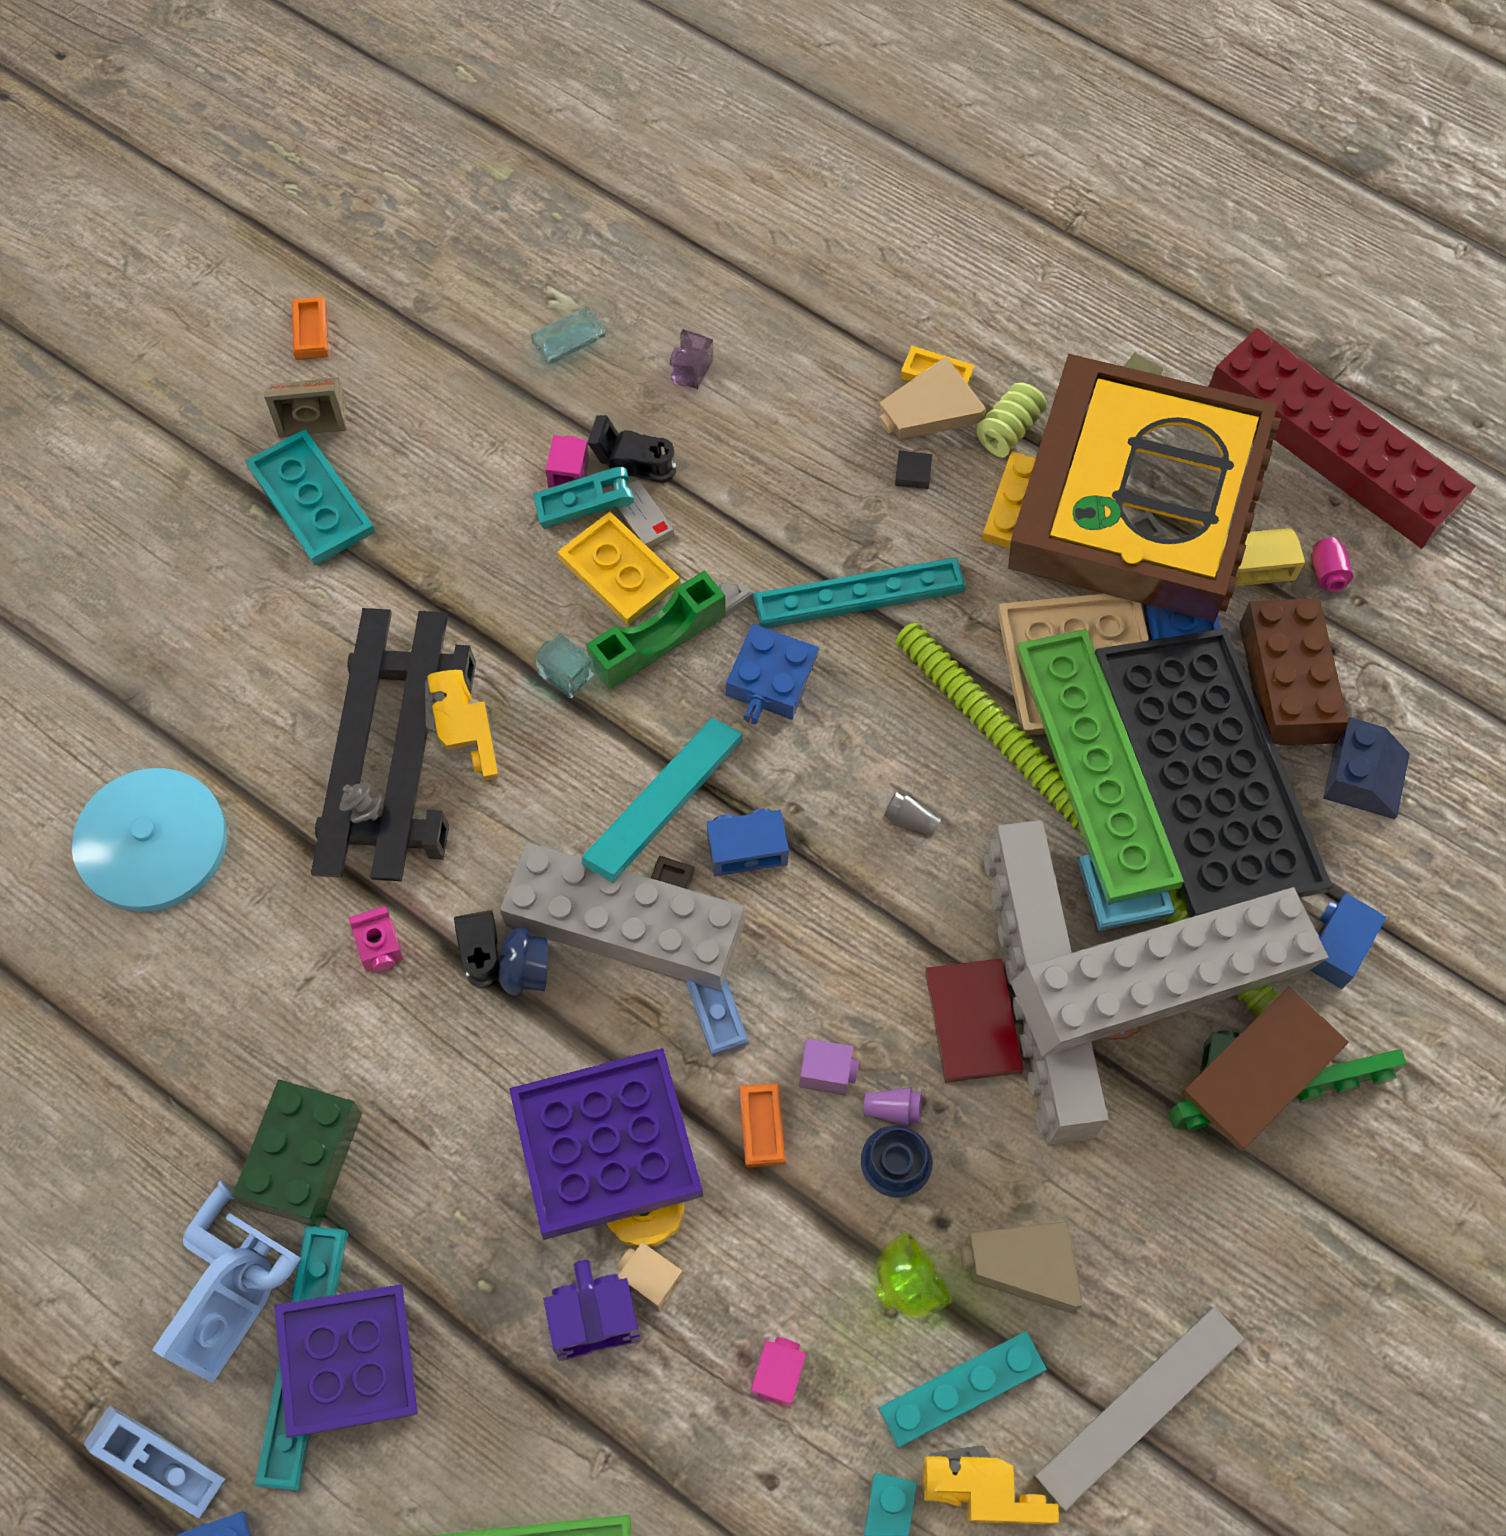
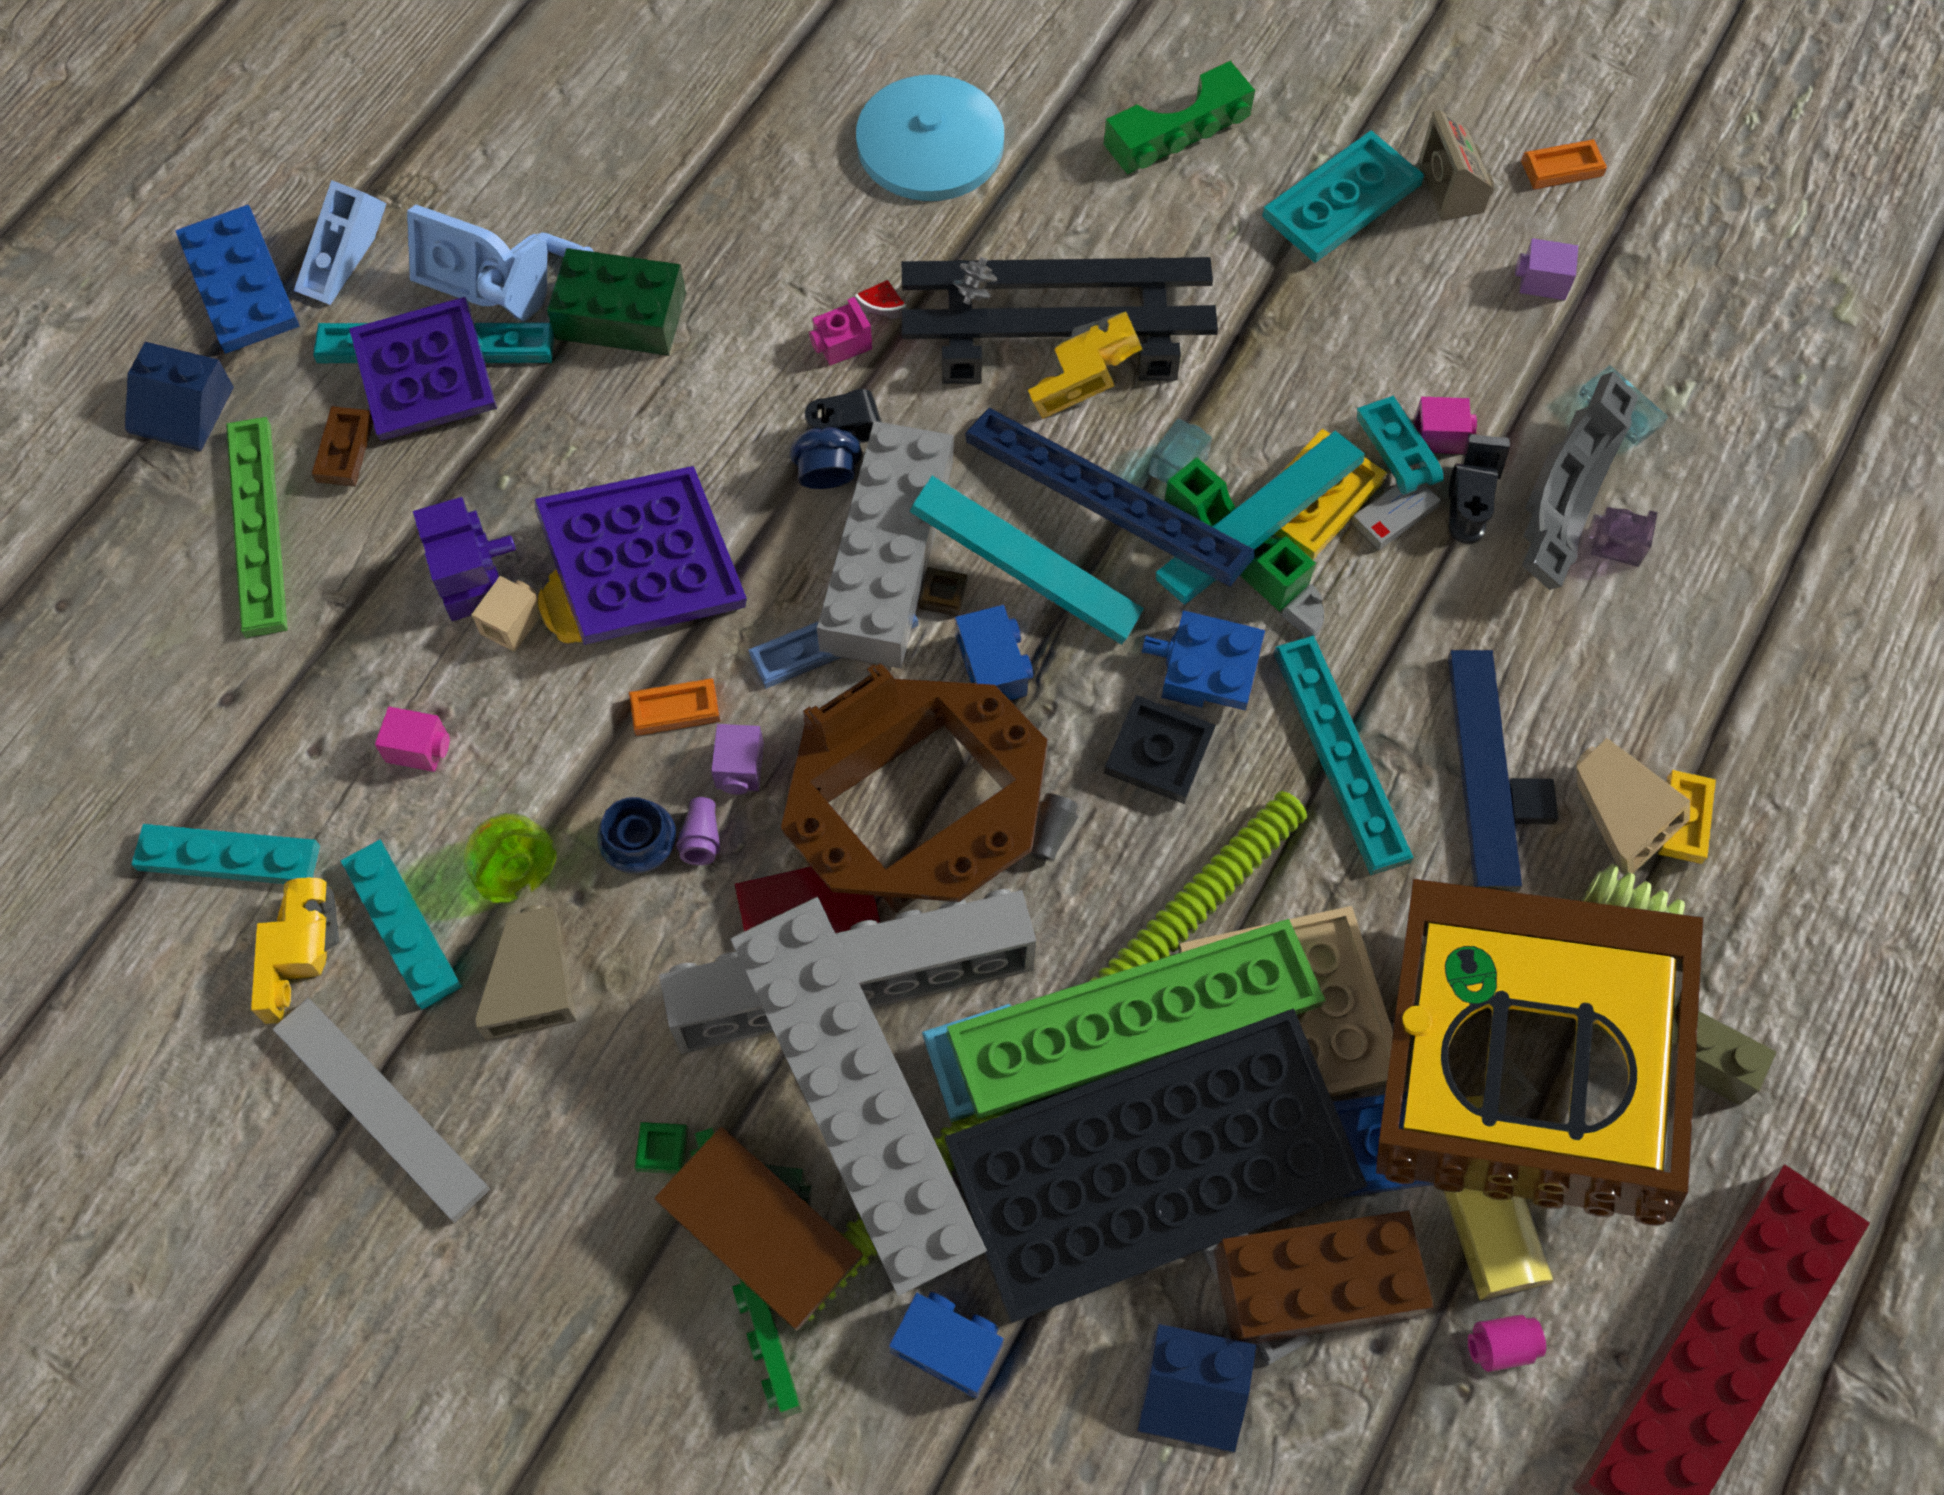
camera: 85 degrees right, 0 degrees up
(201, 646) = (1143, 136): none -> green arch
(342, 902) = (881, 300): none -> tile
(422, 1452) = (343, 446): none -> reddish brown plate
(424, 358) = (1547, 268): none -> medium lavender brick
(600, 728) = (1110, 497): none -> dark blue tile
(636, 387) = (1573, 478): none -> dark grey piece
(646, 609) = (1271, 508): none -> teal tile
(847, 723) = (1159, 749): none -> black plate
(882, 496) = (1484, 771): none -> dark blue tile
(947, 862) = (874, 726): none -> reddish brown hinge
(1179, 1157) = (661, 1147): none -> green tile

